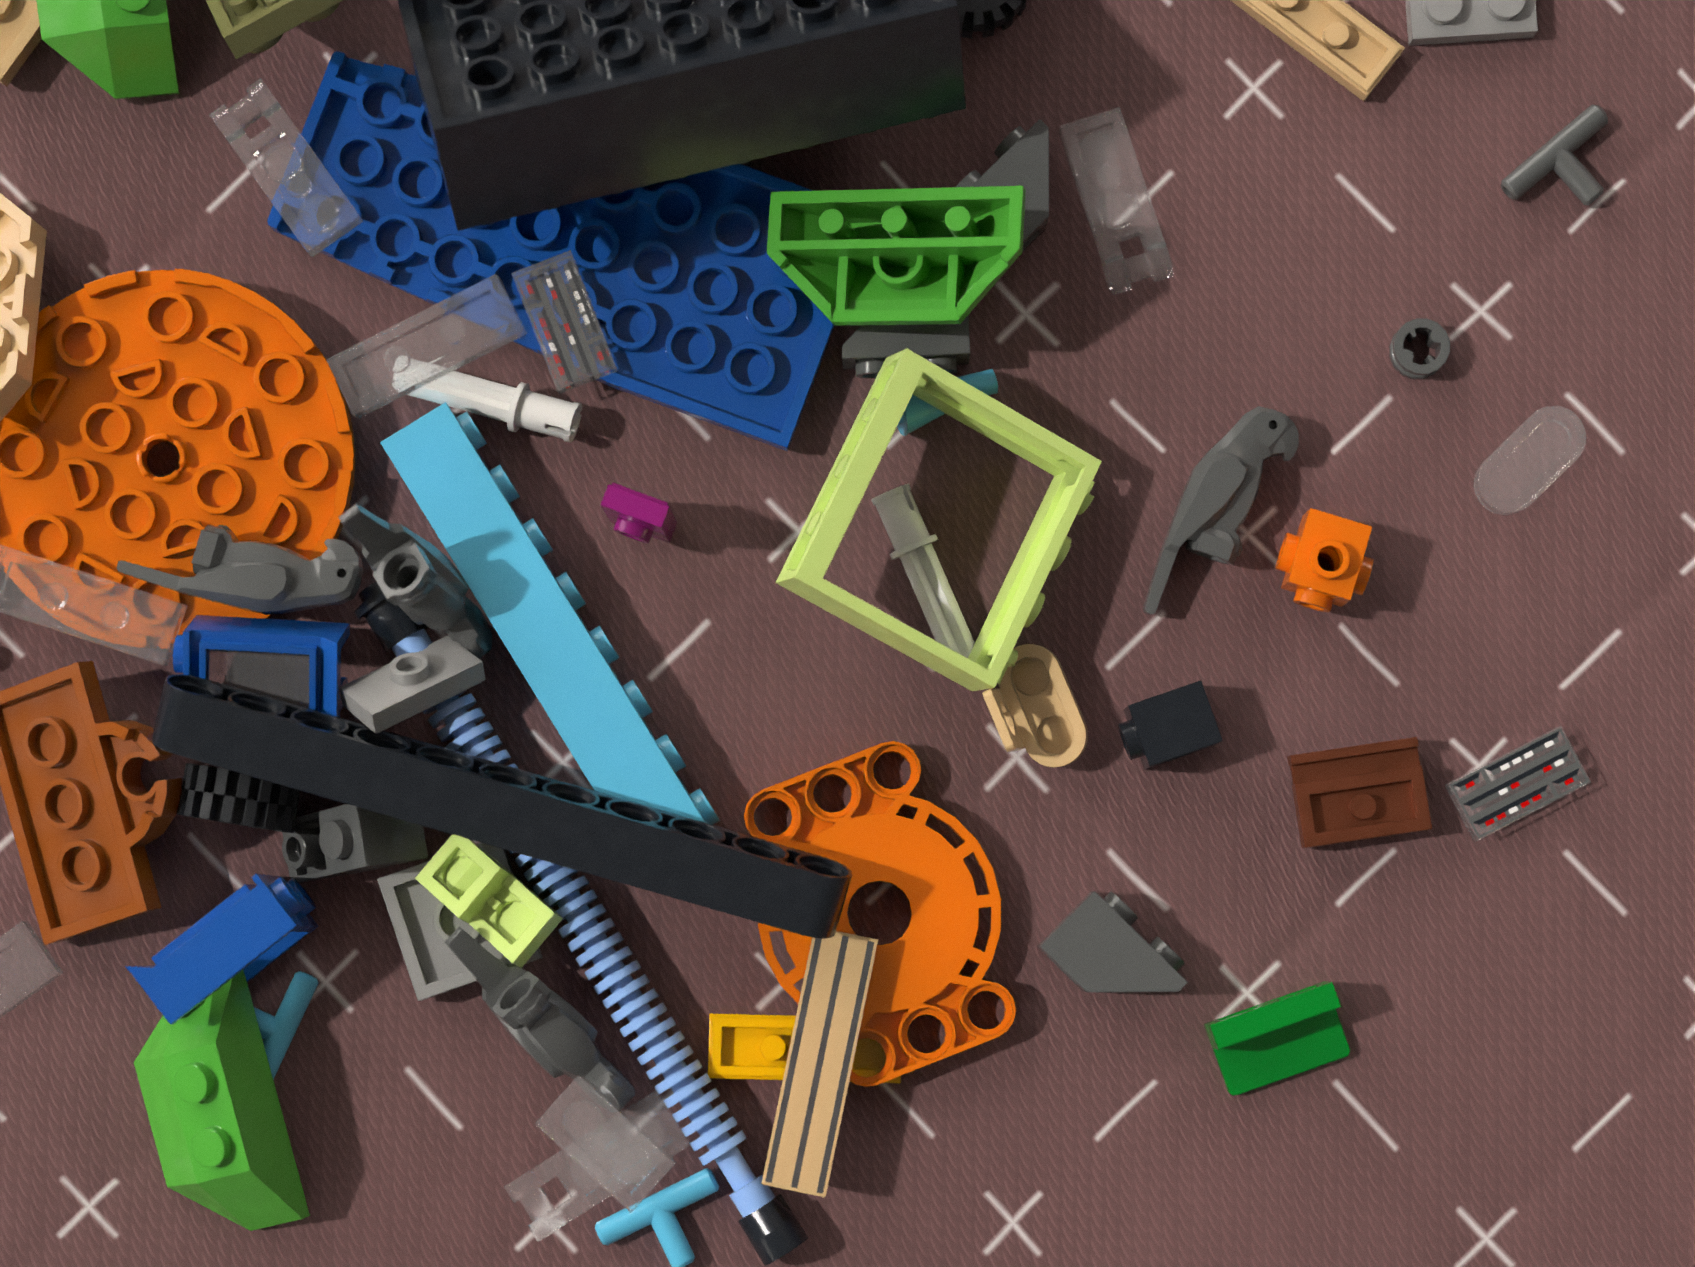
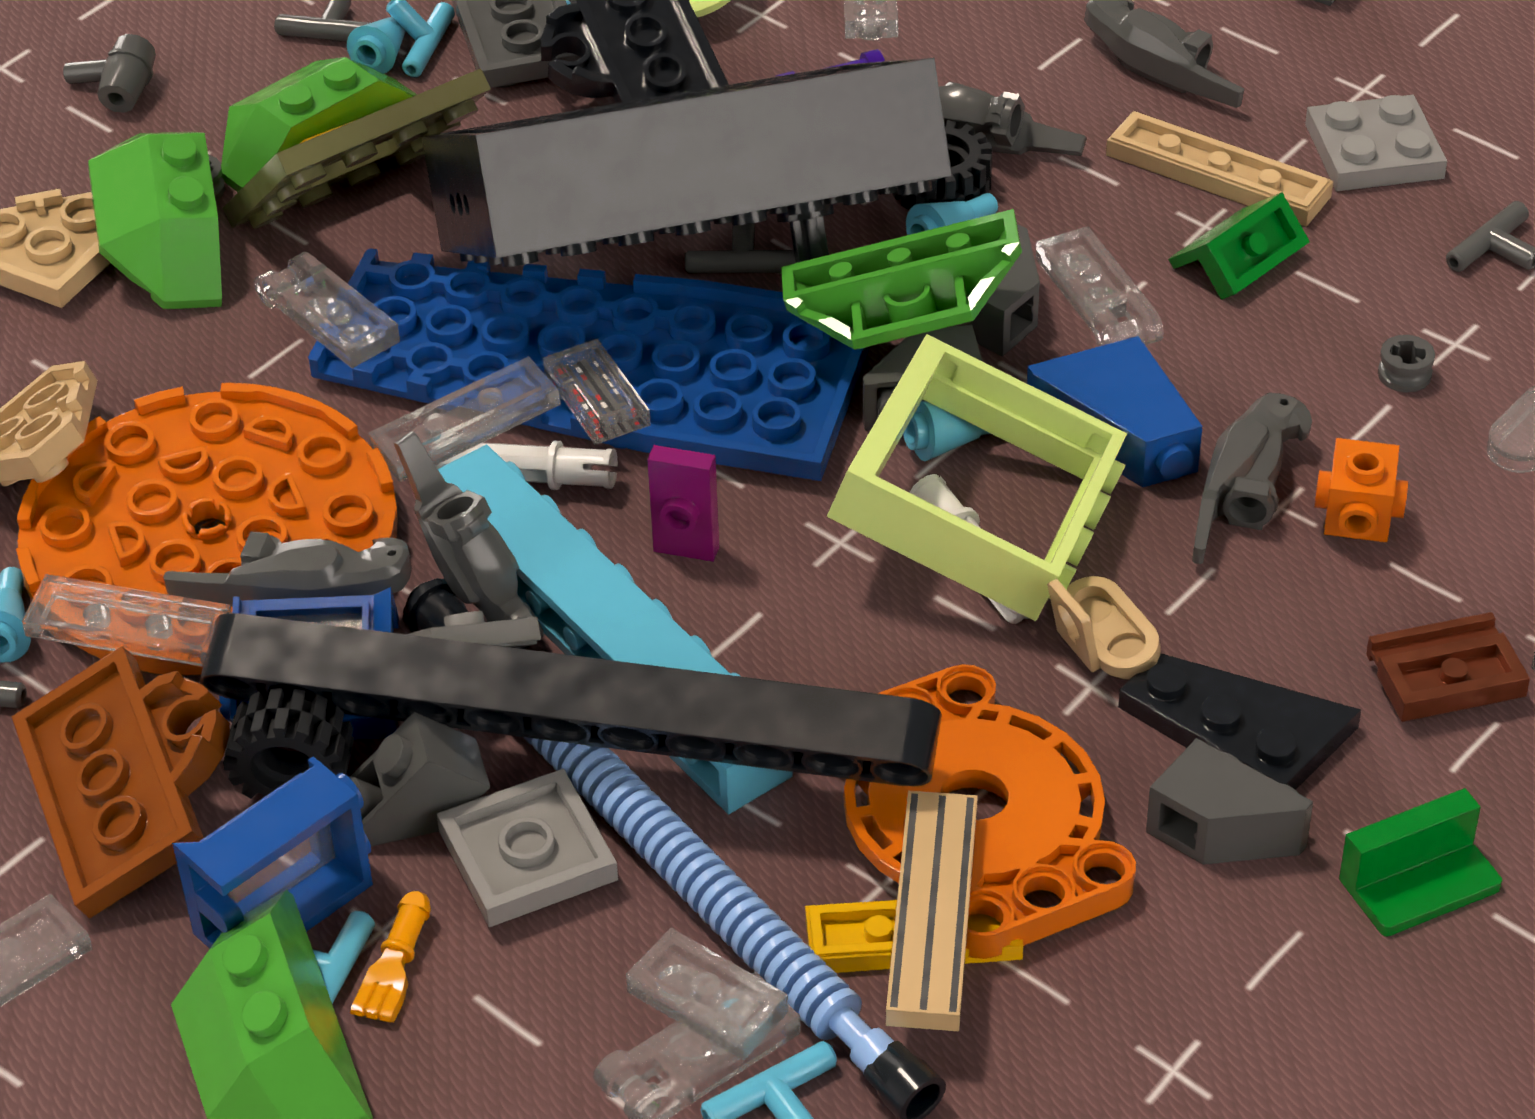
camera: 10 degrees left, 40 degrees down
(327, 1050) = (386, 981): none -> light orange piece
(489, 898) = (551, 806): yellowish green slope -> none
(541, 1020) = (606, 895): dark grey animal -> none
(985, 58) = (935, 215): none -> medium azure cone
(1106, 400) = (1132, 393): none -> blue slope
(1147, 831) = (1255, 721): none -> black wing
(1169, 726) = (1243, 627): black brick -> none
(1282, 143) = (1246, 245): none -> green panel

